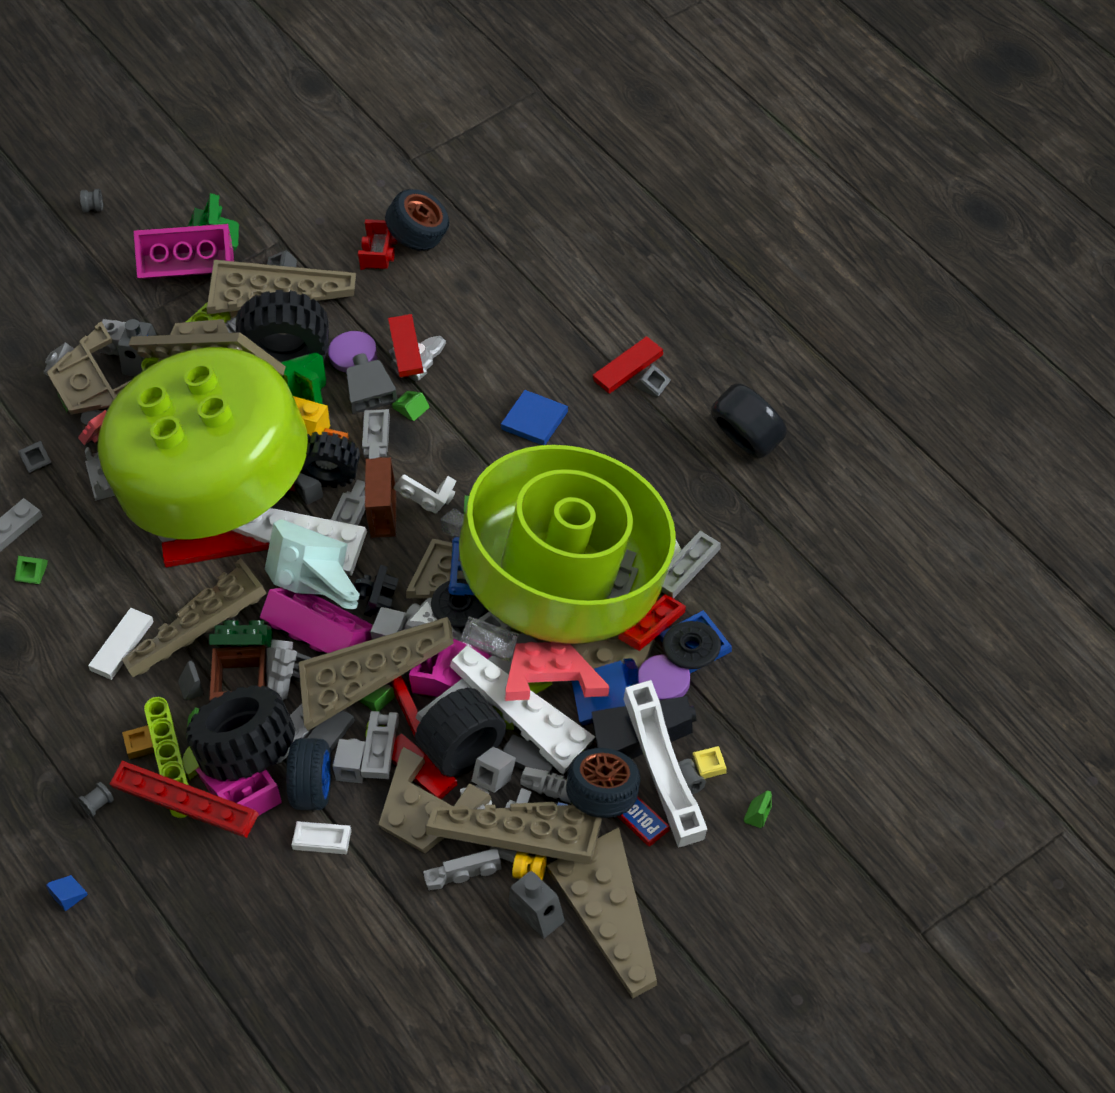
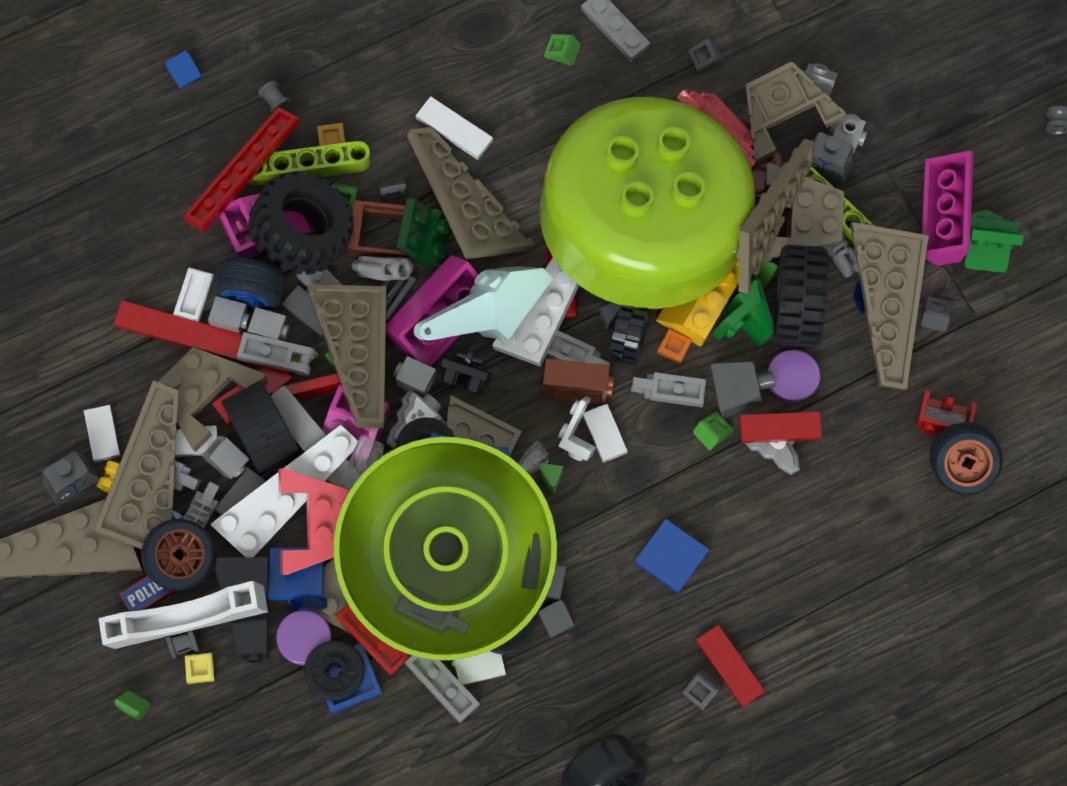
camera: 90 degrees right, 20 degrees up
(342, 797) = (229, 315): none -> light grey brick
(362, 840) = (179, 331): none -> red tile
(430, 476) = (604, 433): none -> white tile
(463, 868) = (123, 413): light grey hinge -> none
(481, 891) = (102, 433): none -> white tile

